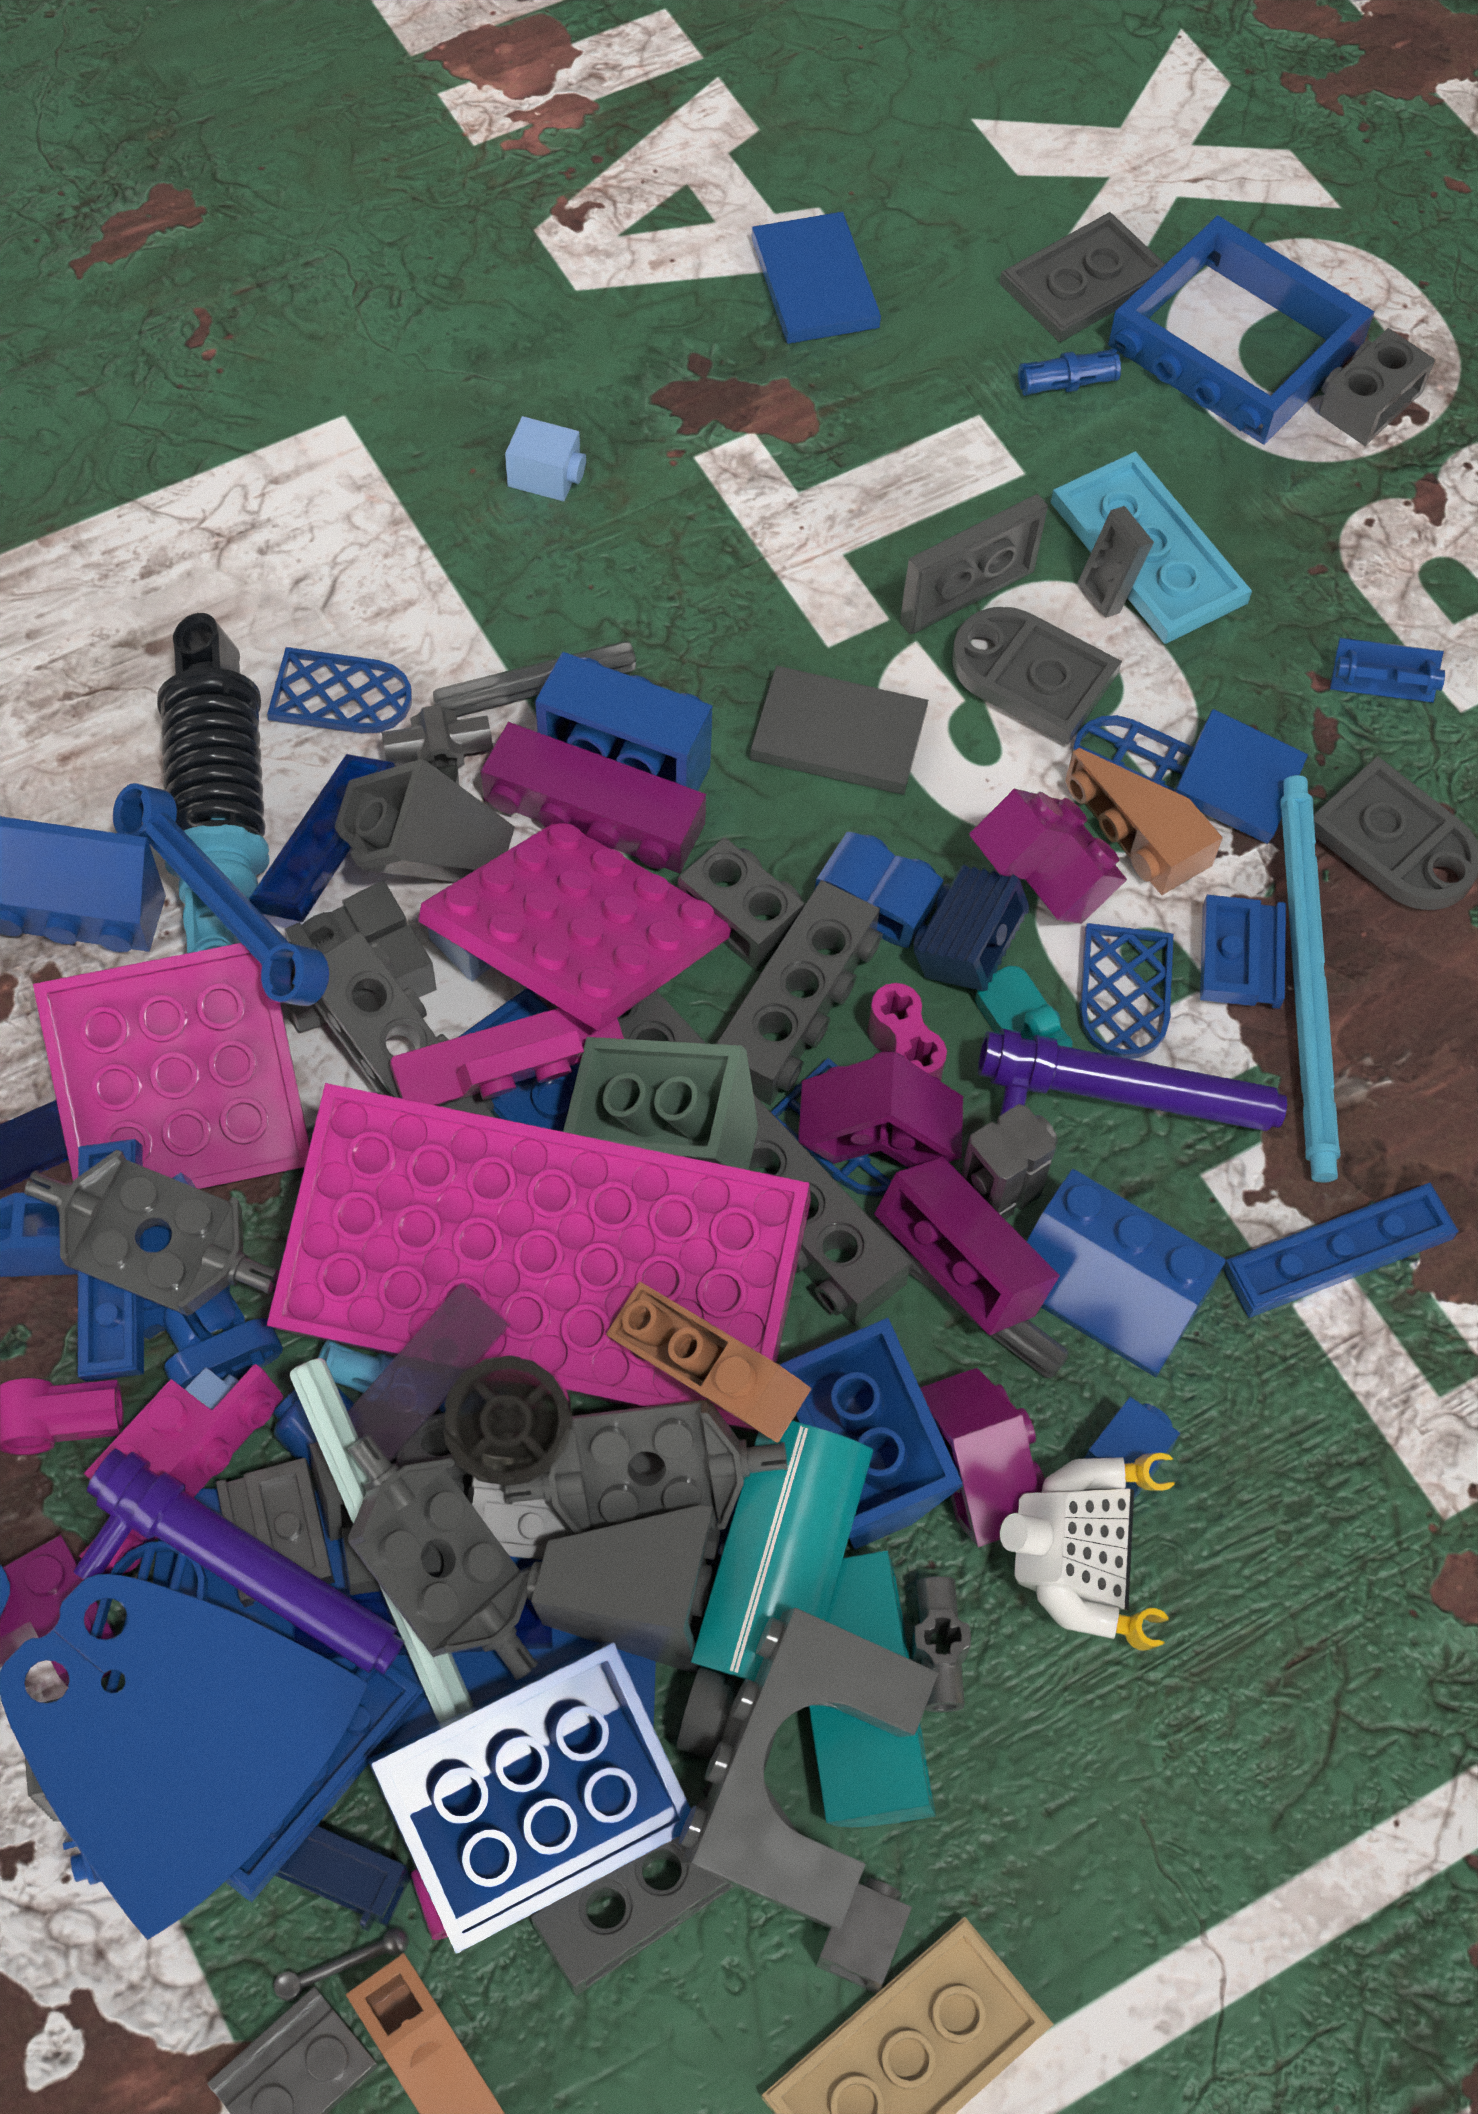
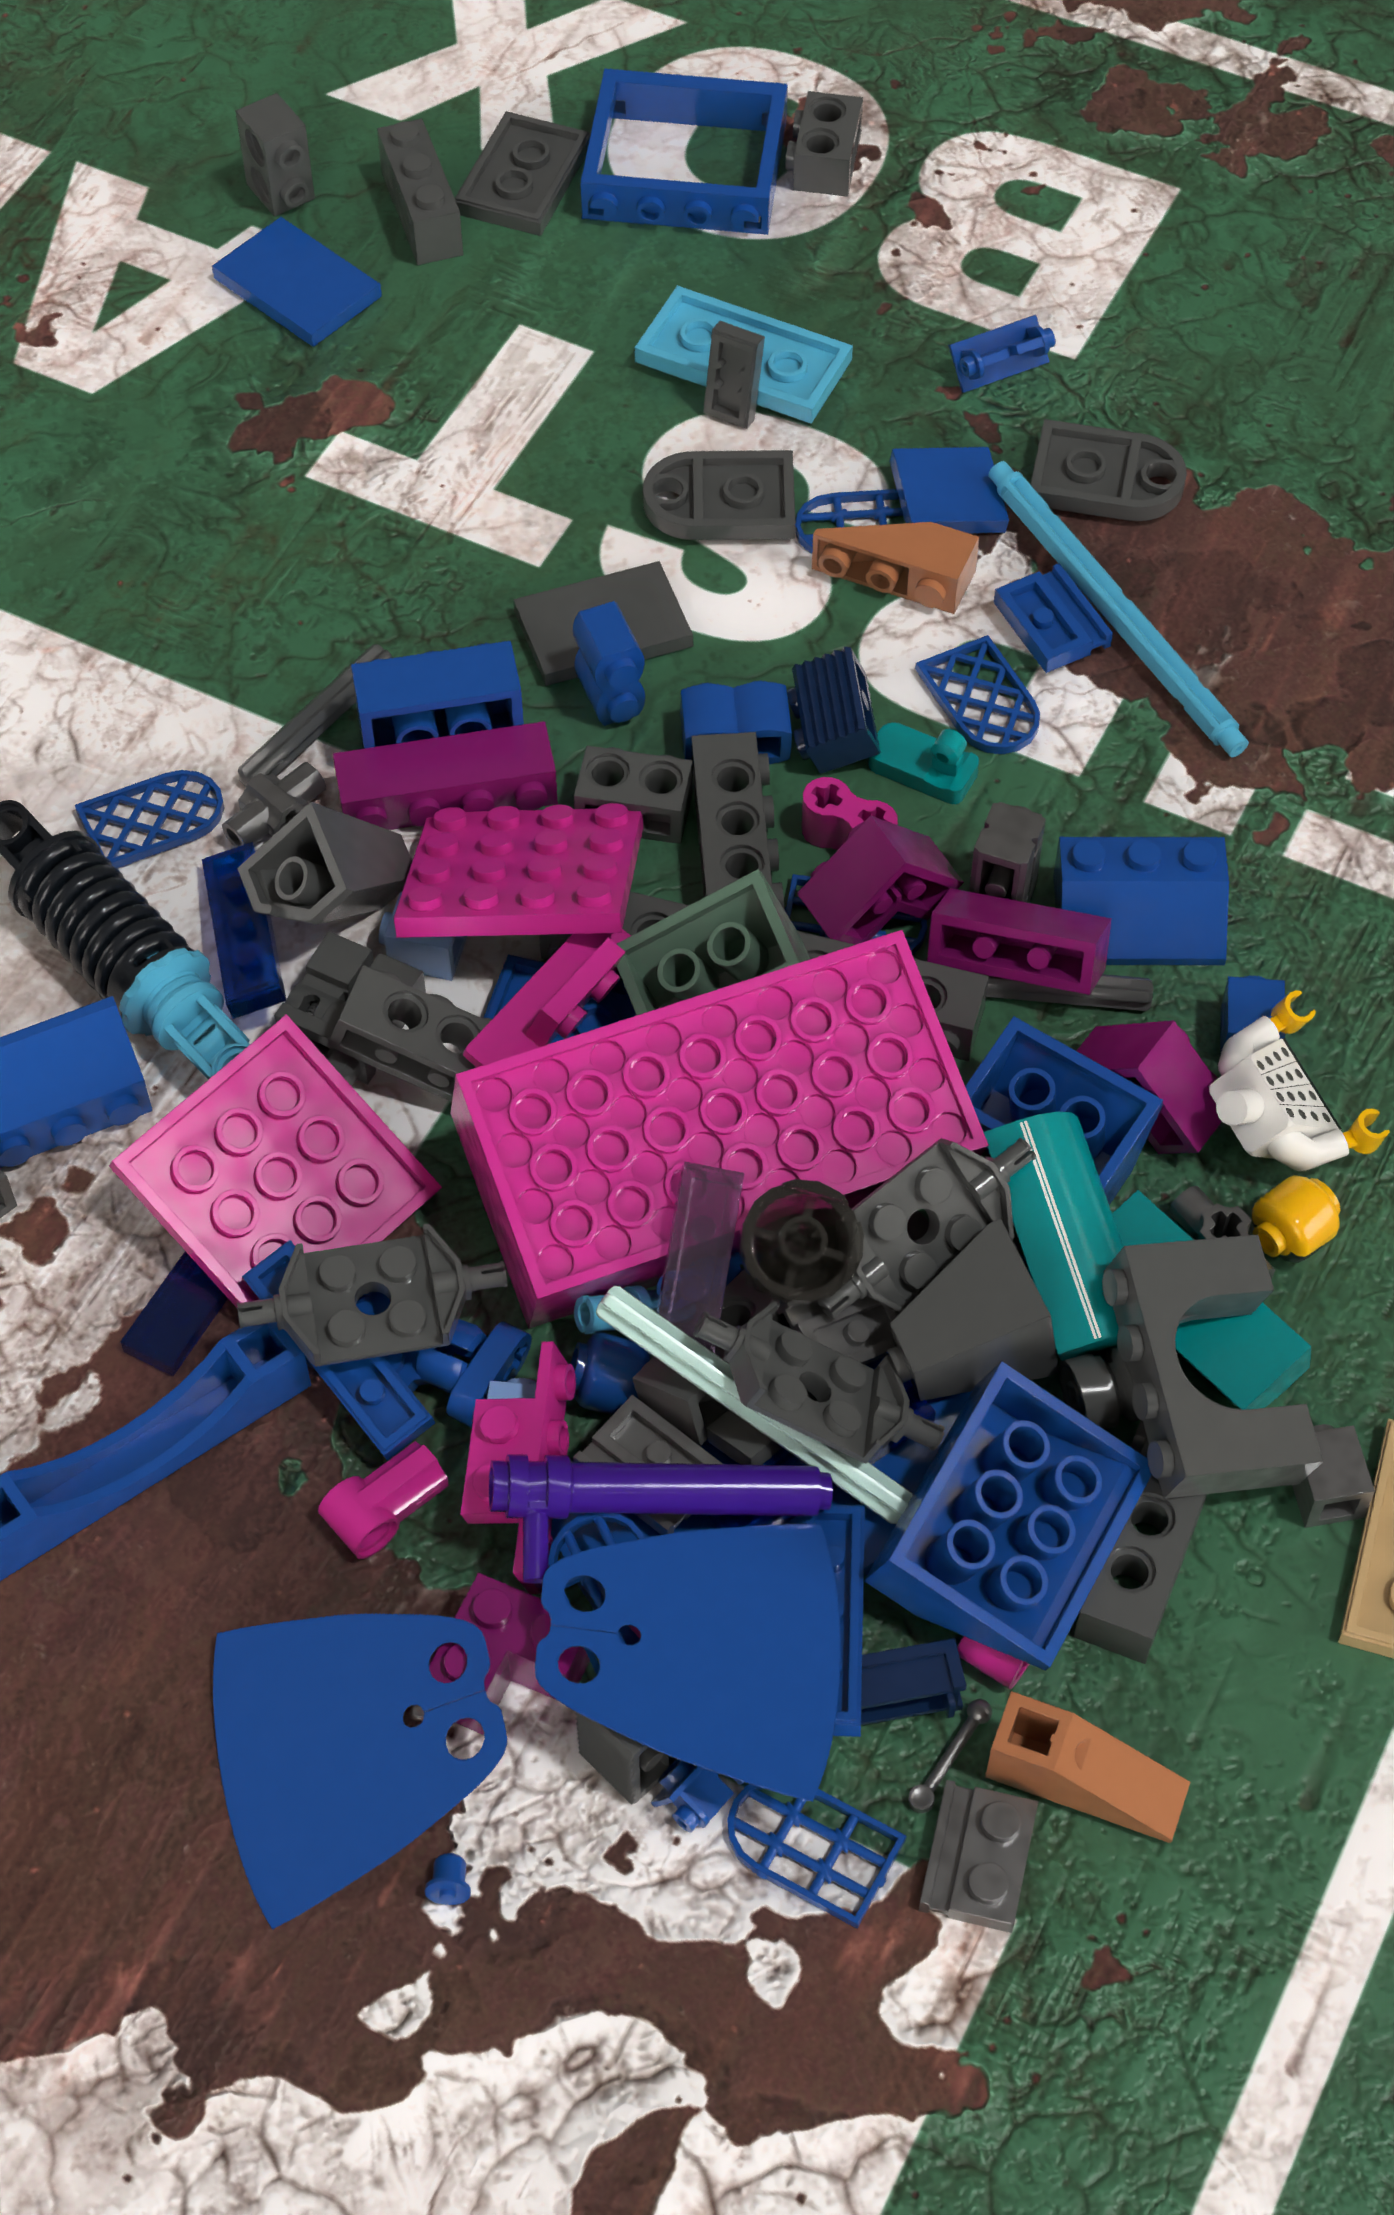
camera: 30 degrees left, 5 degrees down
(158, 813) = (219, 1001): blue piece -> none
(158, 1997) = (822, 1867): none -> blue window
(544, 459) = (185, 537): light blue brick -> none
(709, 1361) = (922, 1106): nougat slope -> none
(800, 772) = (609, 663): none -> blue brick
(870, 152) = (275, 154): none -> dark grey brick
(972, 564) = (621, 434): dark grey tile -> none
(974, 248) = (420, 191): none -> dark grey brick
(1021, 1668) = (1296, 1218): none -> yellow head
(1045, 1065) = (975, 777): dark purple cylinder -> none
(1052, 850) = (843, 612): magenta brick -> none
(1069, 371) = (571, 252): blue pin -> none
(1339, 1249) = (1290, 794): blue tile -> none

